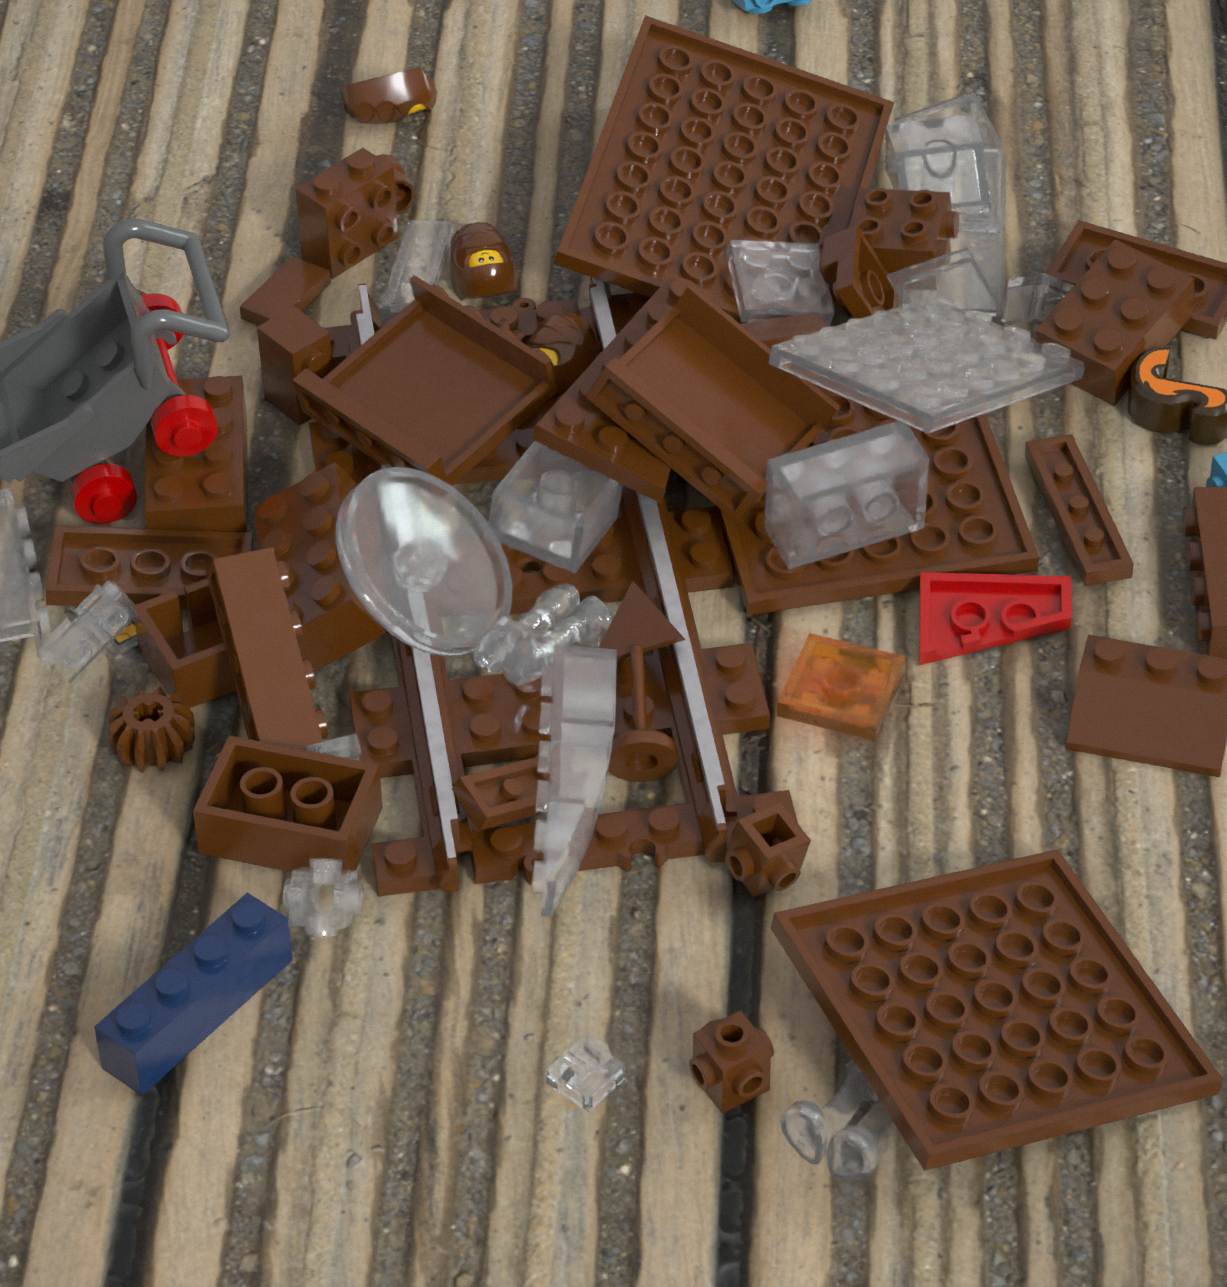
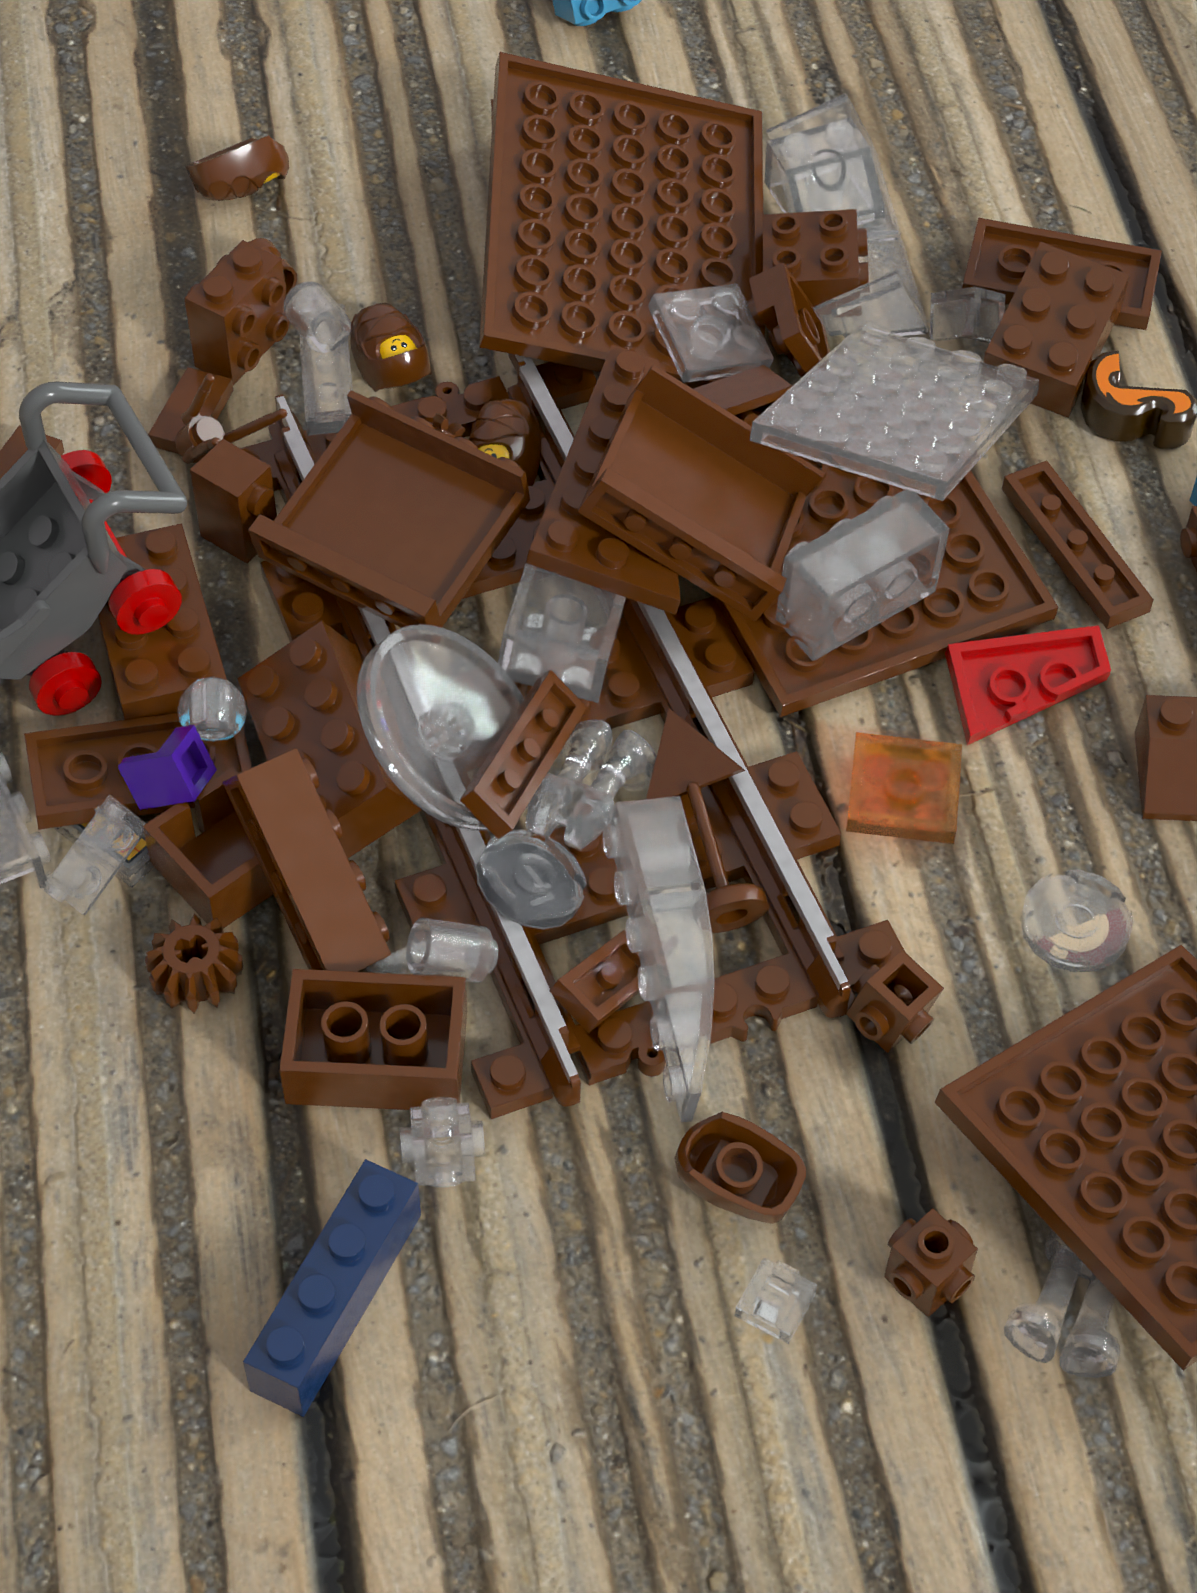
camera: 15 degrees left, 10 degrees up
(168, 564) = (171, 774): none -> dark purple panel
(222, 526) = (213, 707): none -> clear piece
(284, 300) = (205, 432): none -> reddish brown plant
(376, 742) = (451, 949): none -> clear brick
(417, 224) = (317, 317): none -> clear brick
(464, 700) = (531, 879): none -> clear tile
(485, 595) = (523, 755): none -> reddish brown plate
(583, 959) = (740, 1167): none -> reddish brown piece
(969, 820) = (1076, 921): none -> clear tile

